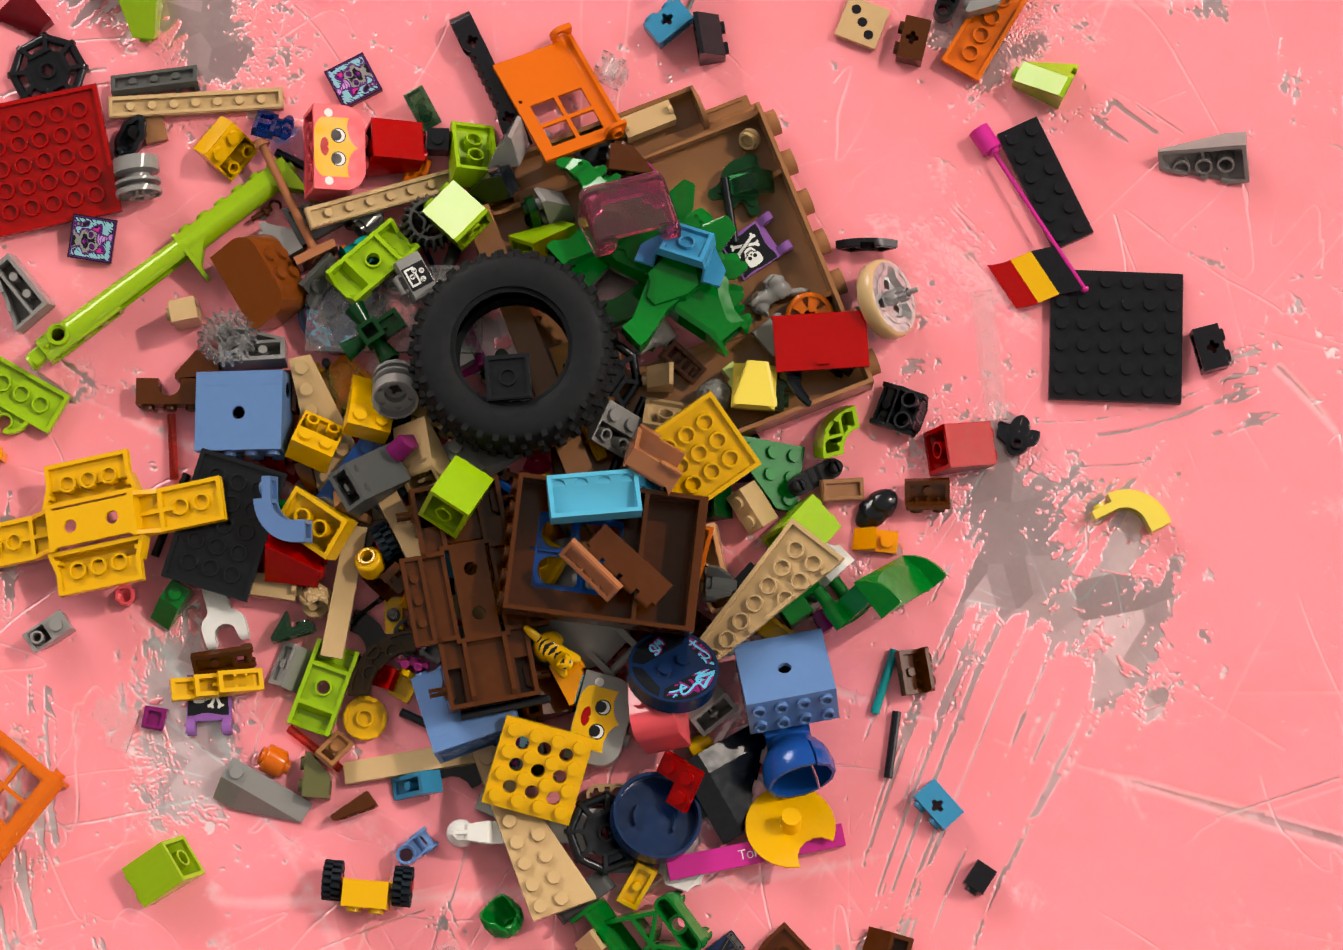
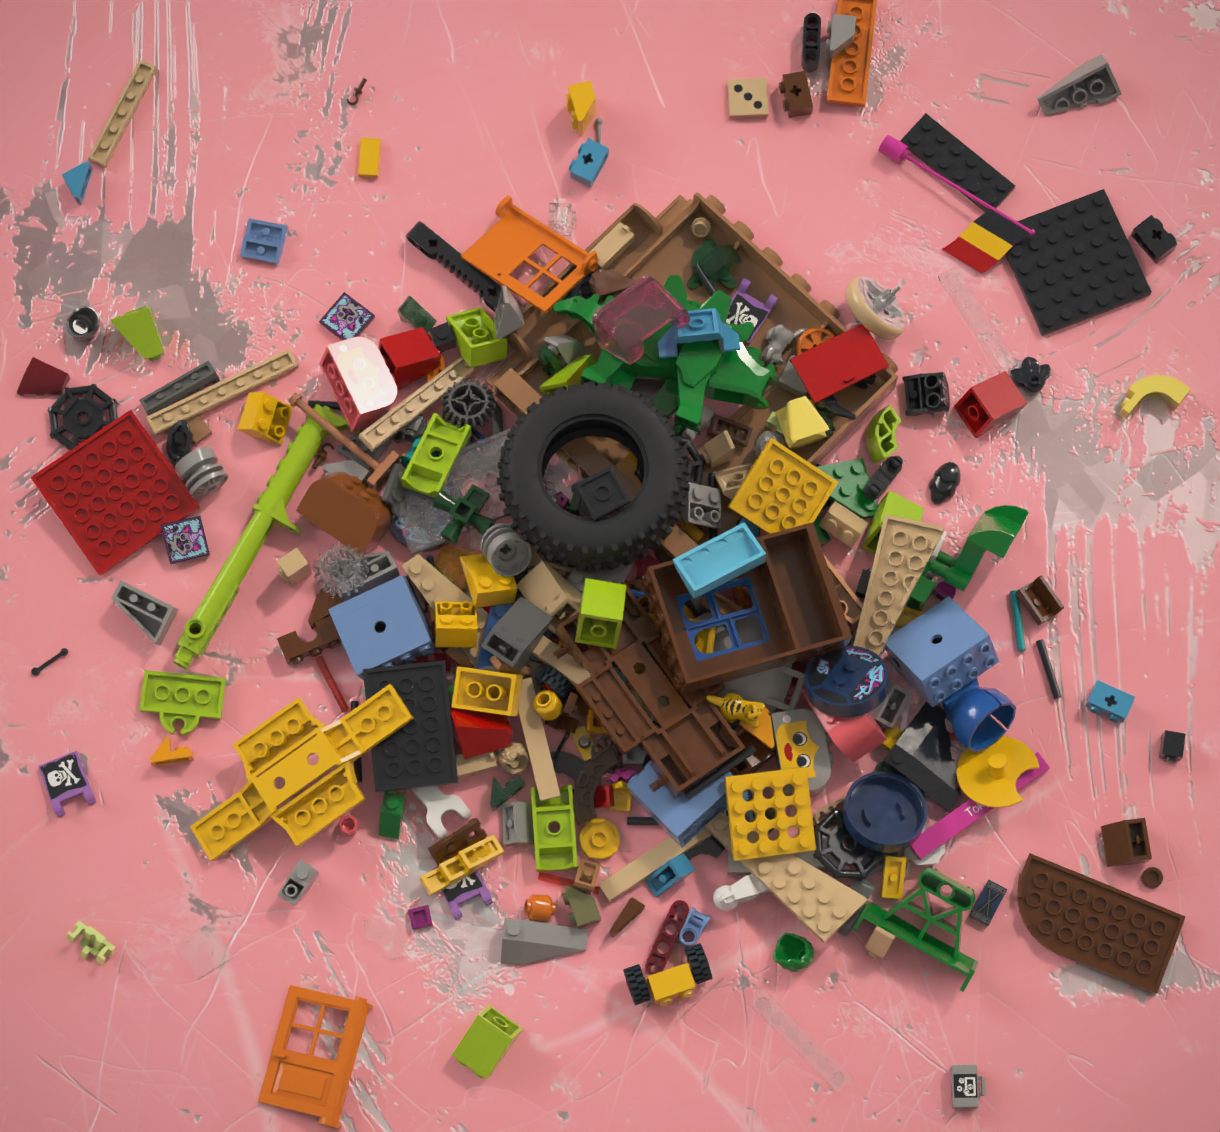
camera: 25 degrees left, 5 degrees down
(269, 125) = (293, 383): clear blue plate -> none
(273, 519) = (469, 704): medium blue arch -> none
(383, 843) = (664, 937): none -> dark red beam
(402, 447) = (533, 594): magenta brick -> none
(414, 277) = (478, 452): piece -> none
(457, 214) = (491, 385): slope -> none
(495, 185) = (510, 349): black slope -> none
(590, 569) = (745, 621): nougat plate -> none
(632, 567) = (771, 603): reddish brown windscreen -> none
(653, 458) = (752, 510): nougat piece -> none
(685, 779) = (895, 767): red plate -> none
(709, 38) = (628, 161): black slope -> none
(717, 584) = (849, 594): dark grey brick -> none
(841, 489) = (909, 478): medium nougat tile -> none
(866, 244) = (835, 272): black tile -> none
(876, 541) = (955, 509): light orange slope -> none
(927, 494) = (981, 453): reddish brown bracket -> none
(1044, 80) = (920, 81): lime slope -> none

